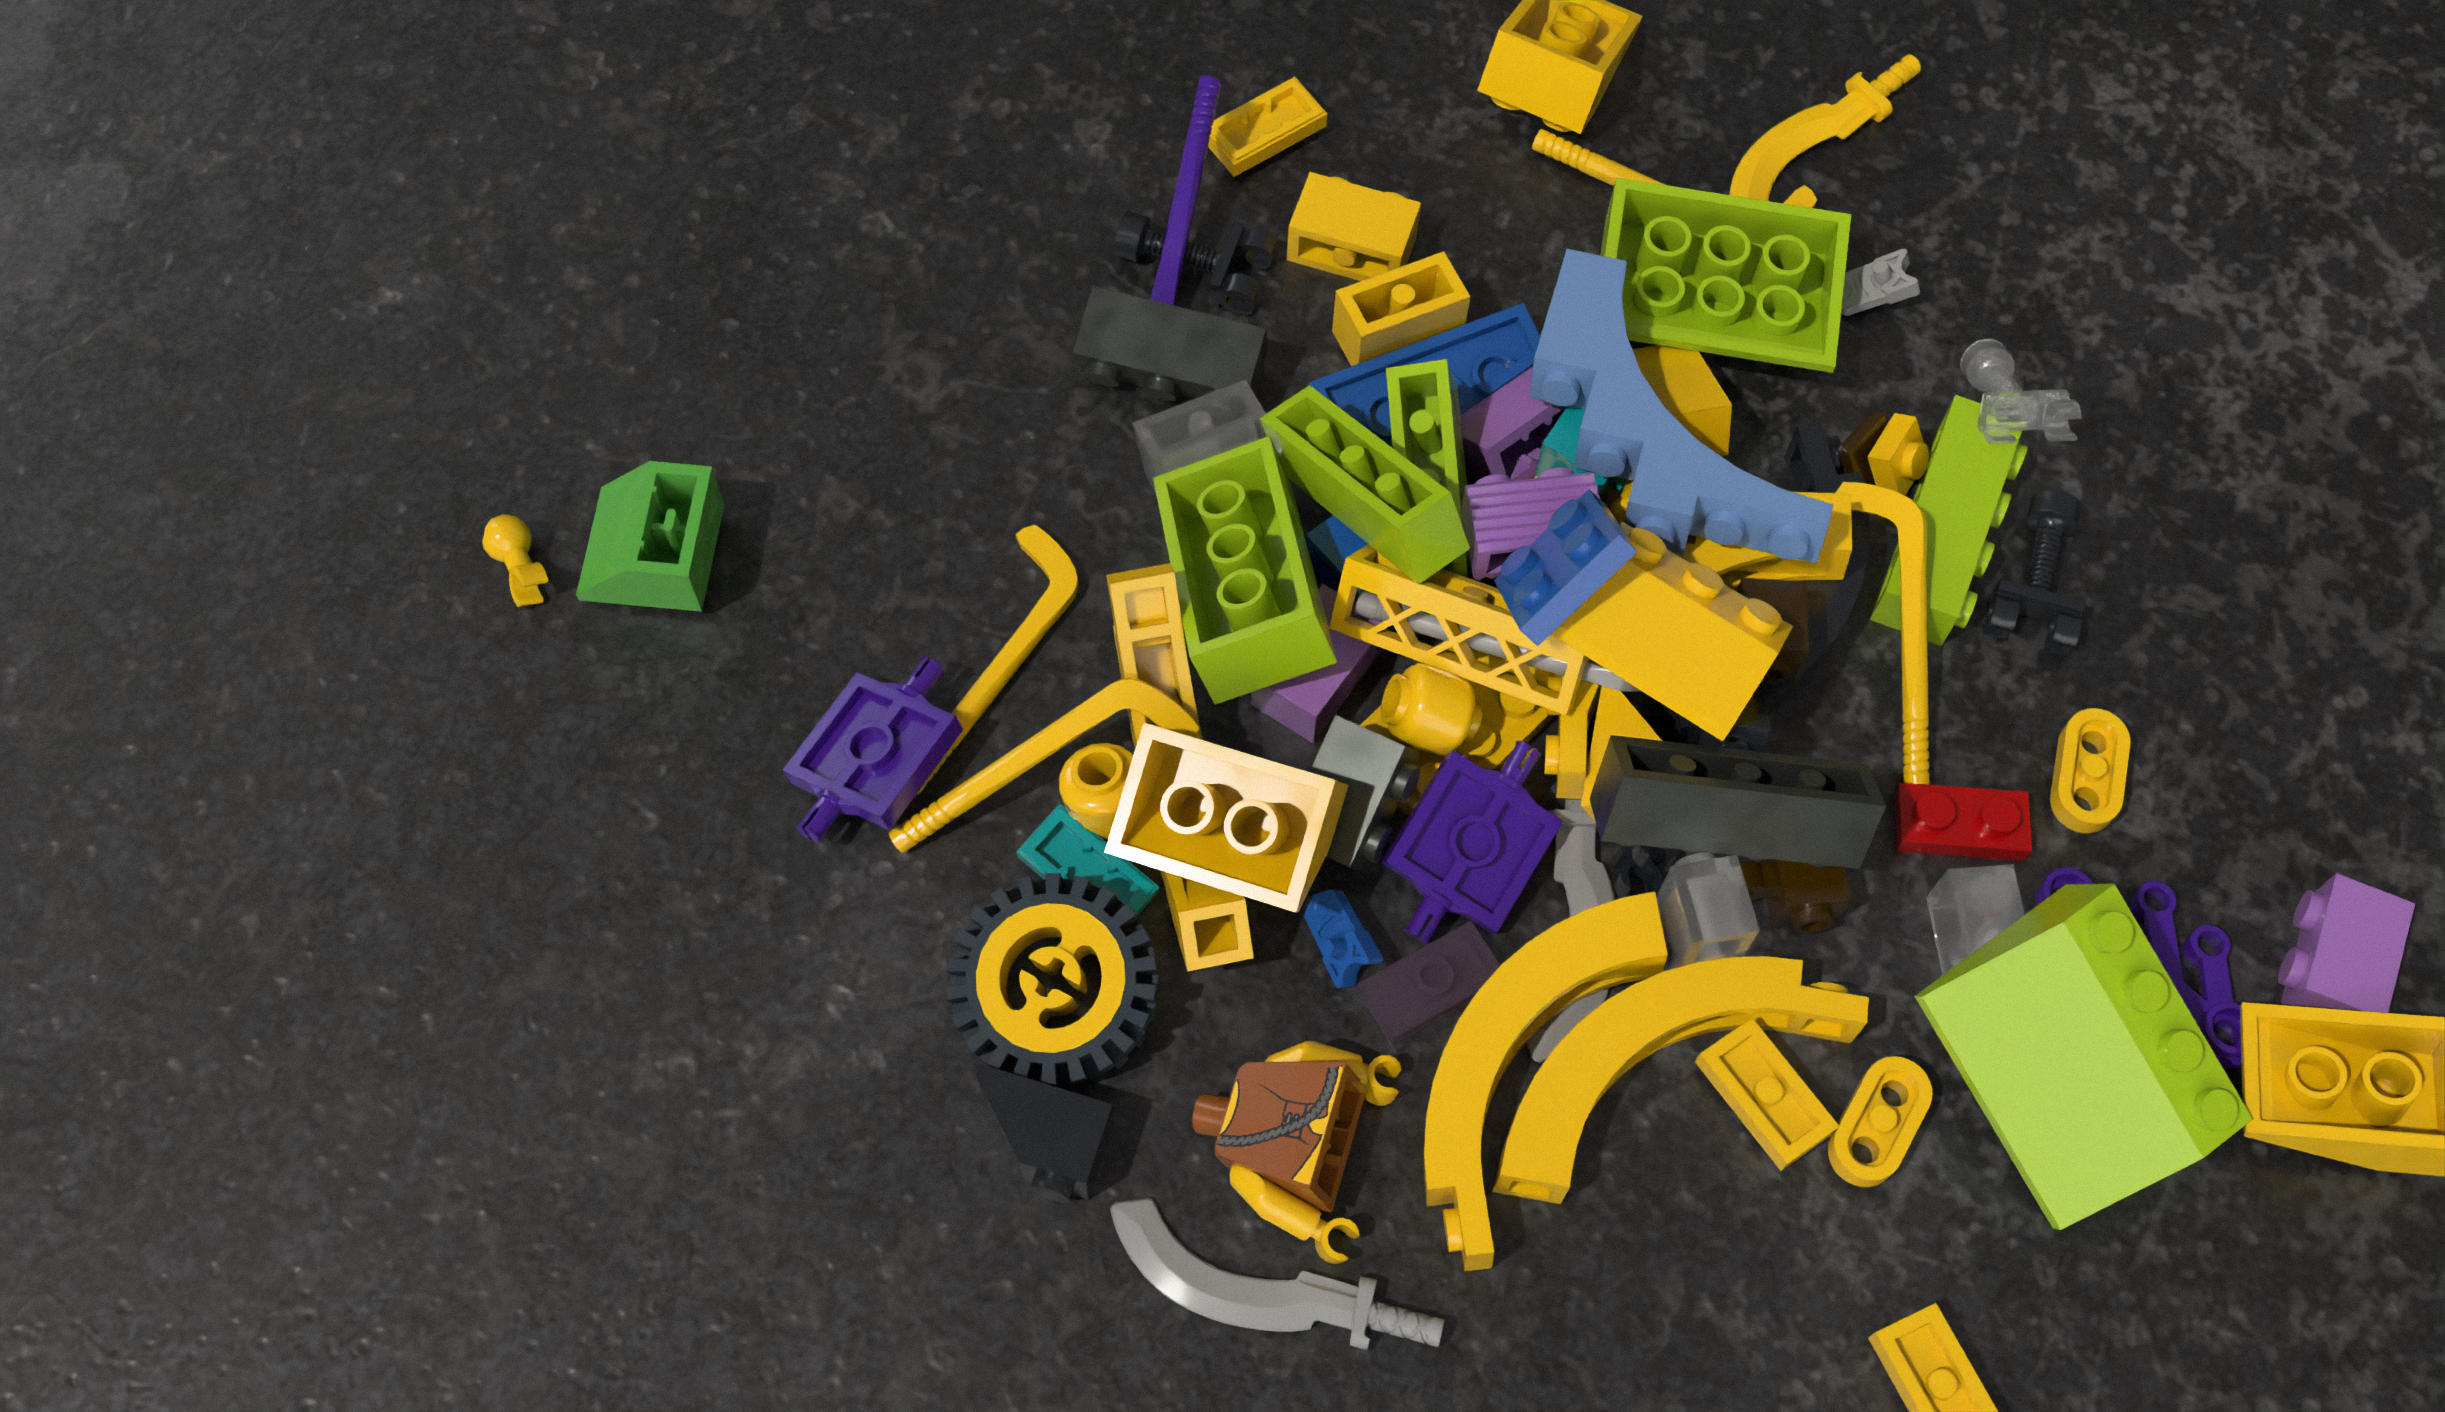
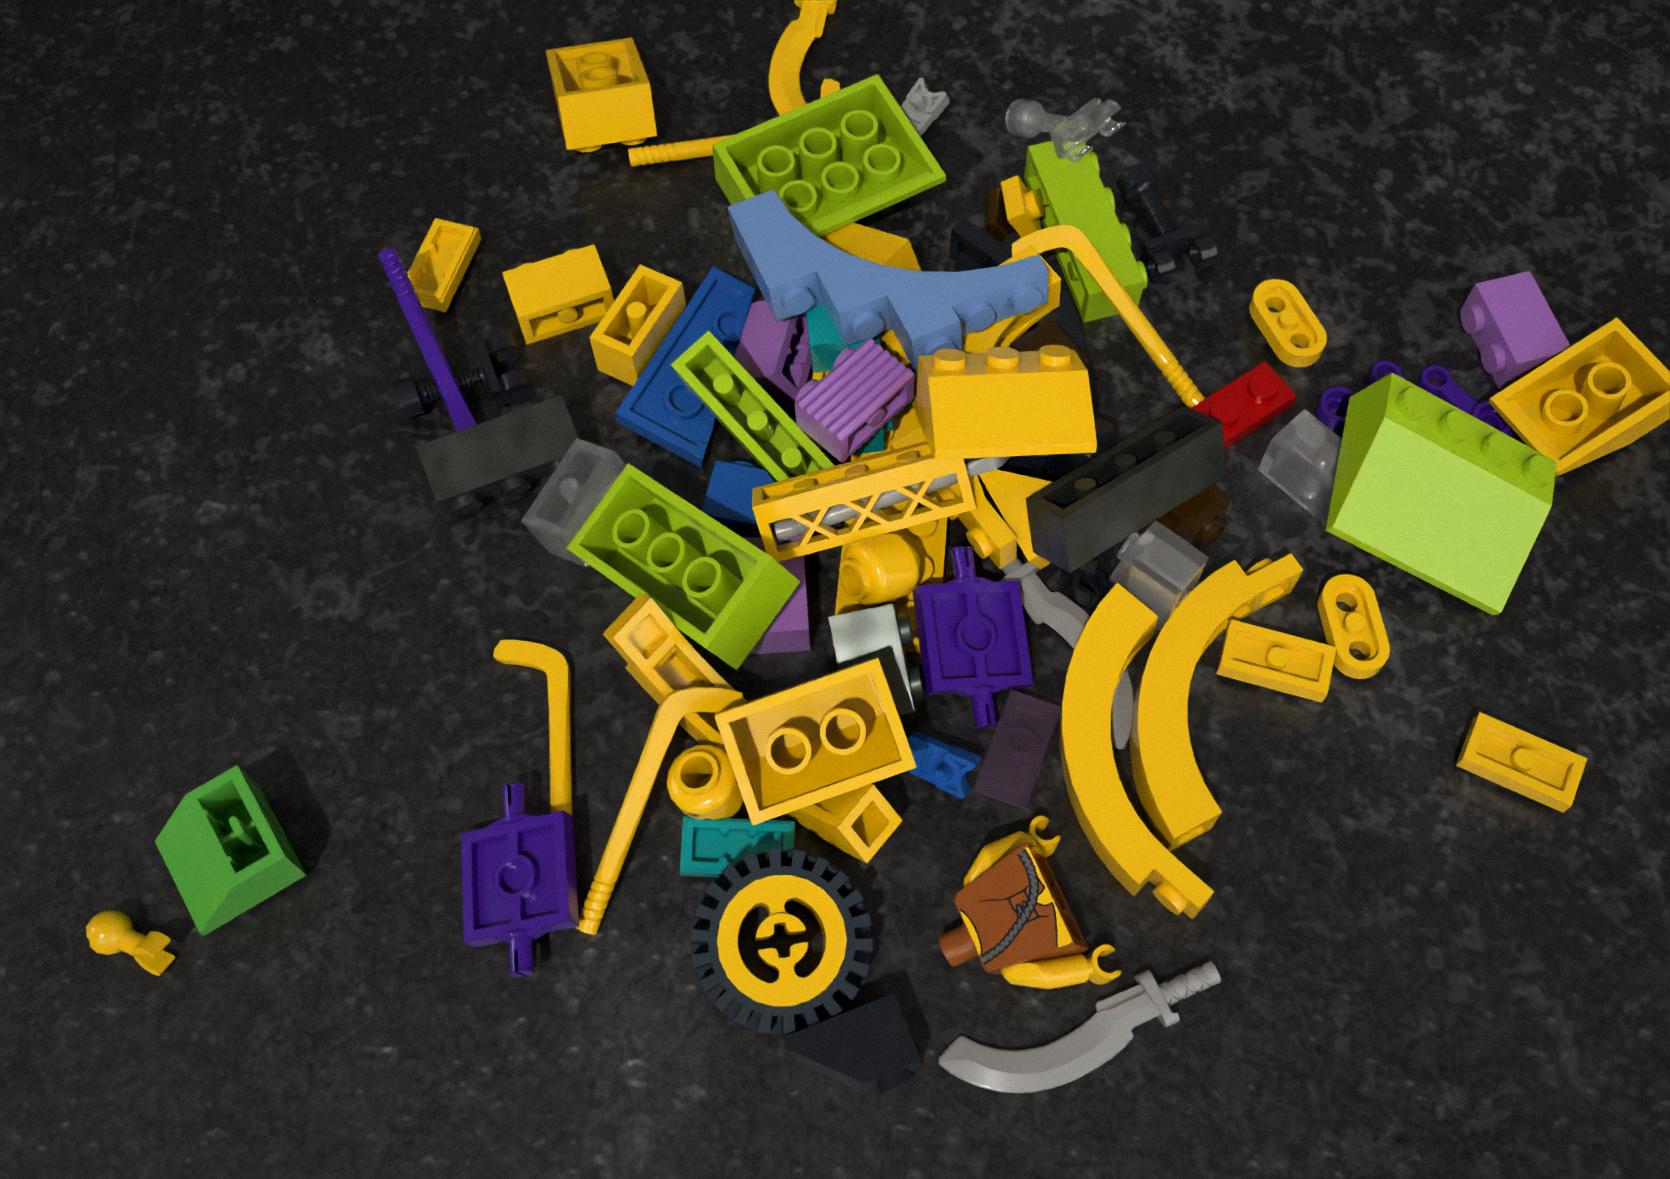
camera: 35 degrees left, 0 degrees up
(1366, 484) = (725, 448): lime brick -> none
(1563, 566) = (911, 408): blue plate -> none

